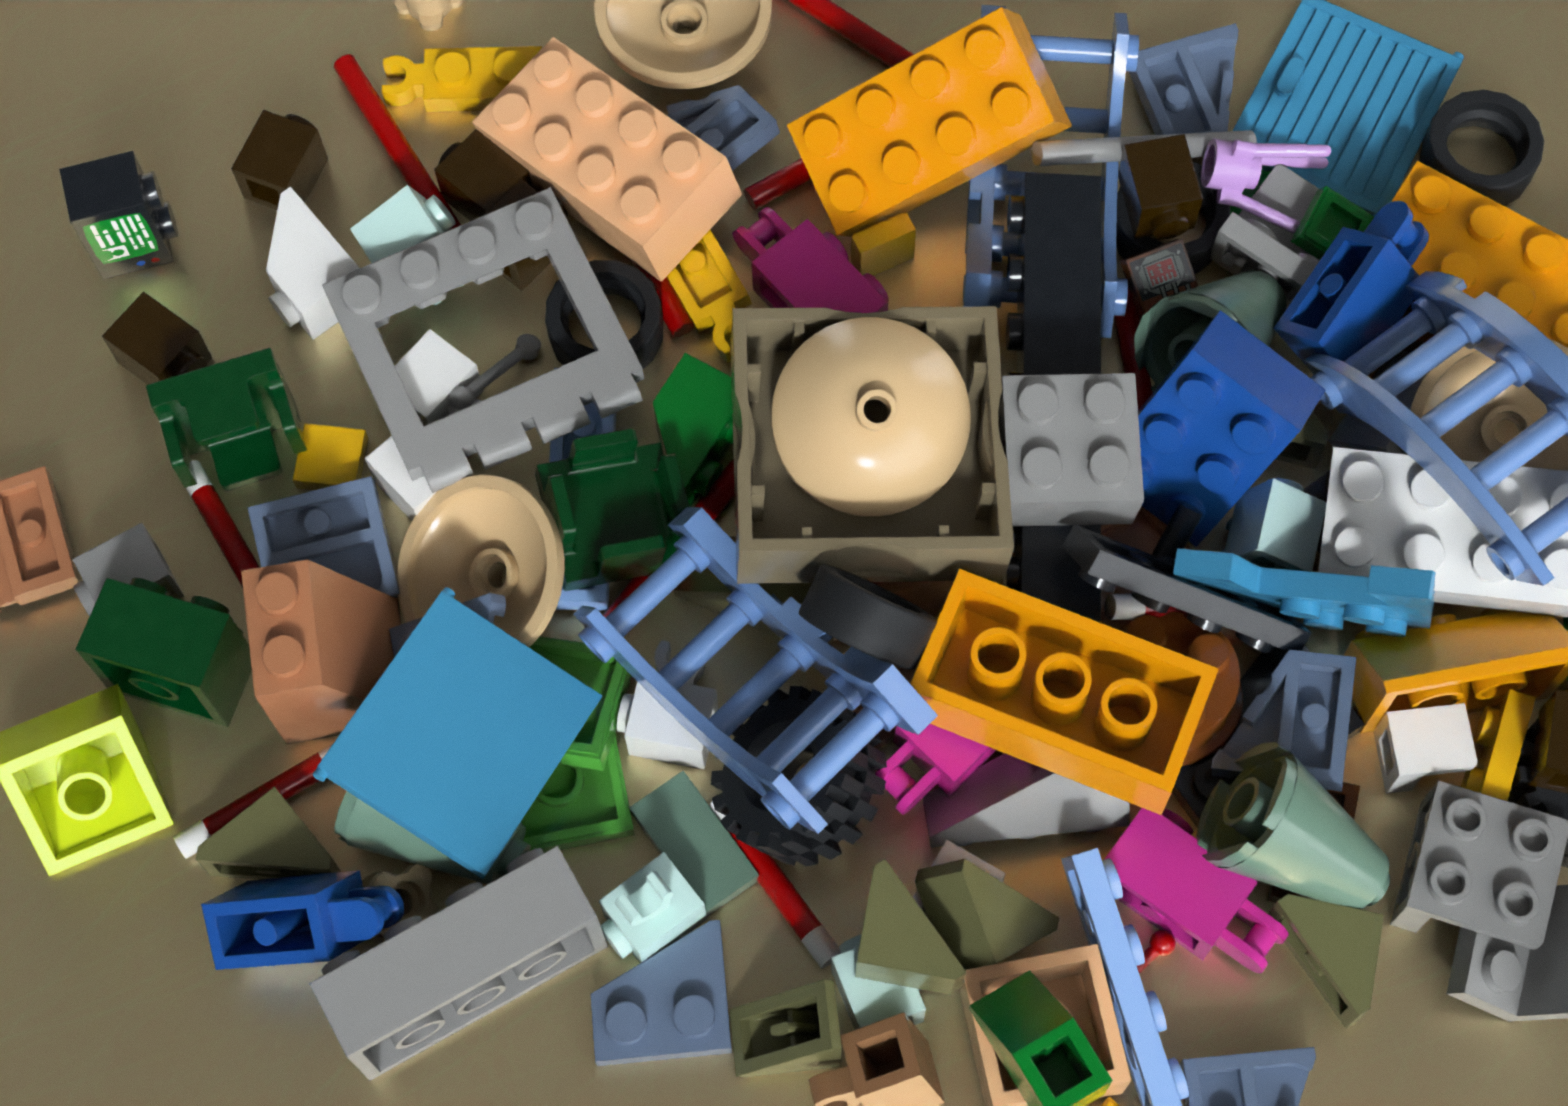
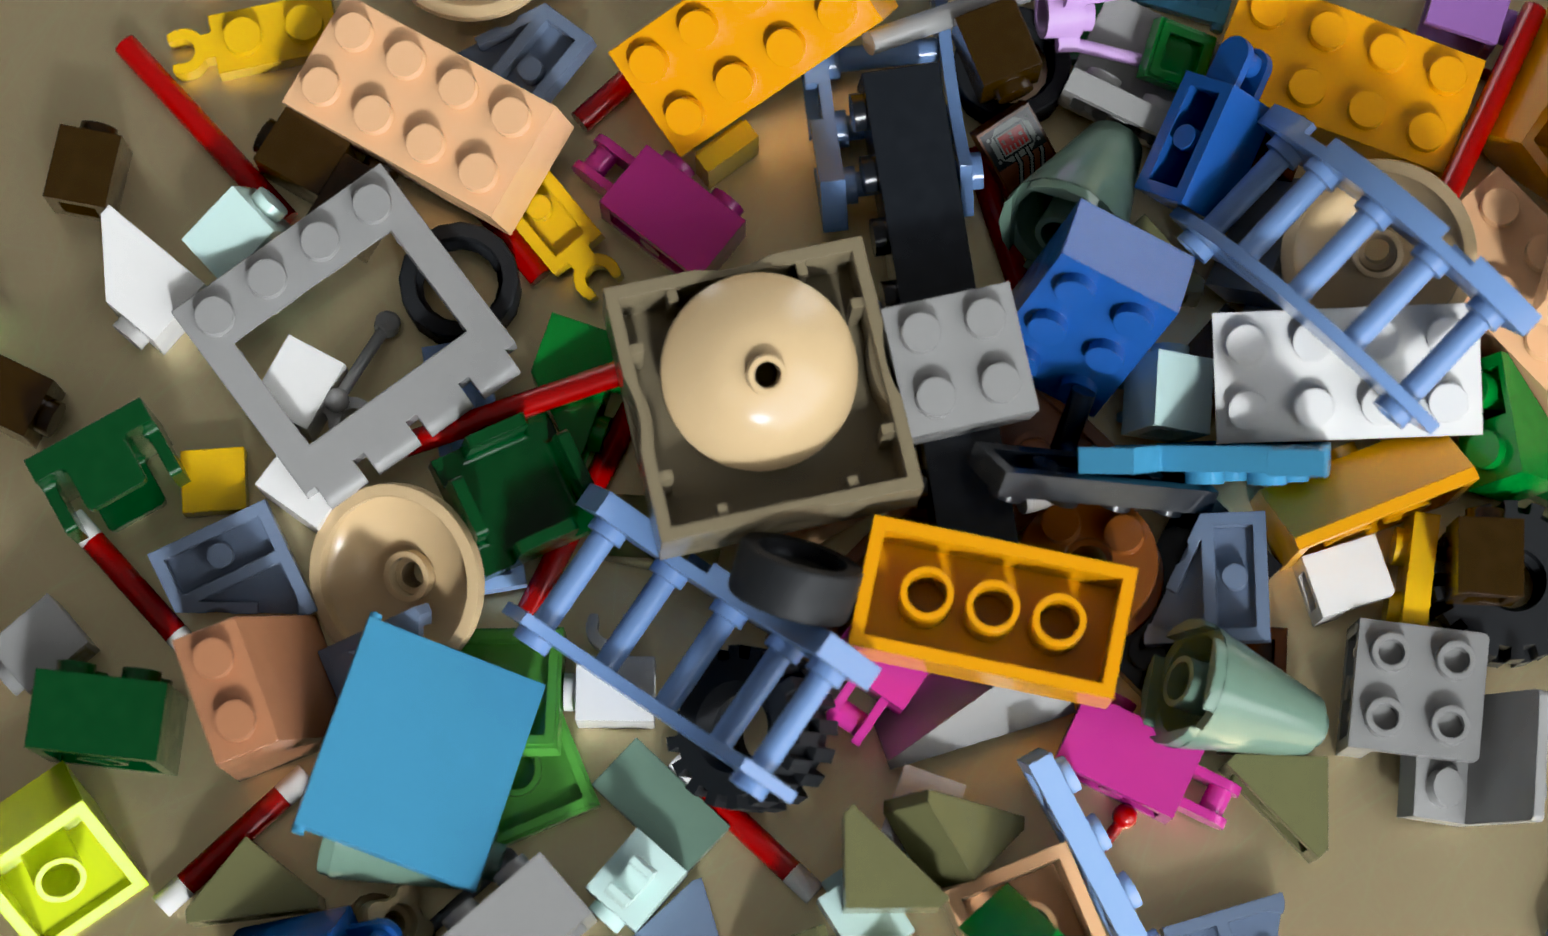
camera: 15 degrees left, 10 degrees up
(646, 427) = (529, 402): none -> red bar

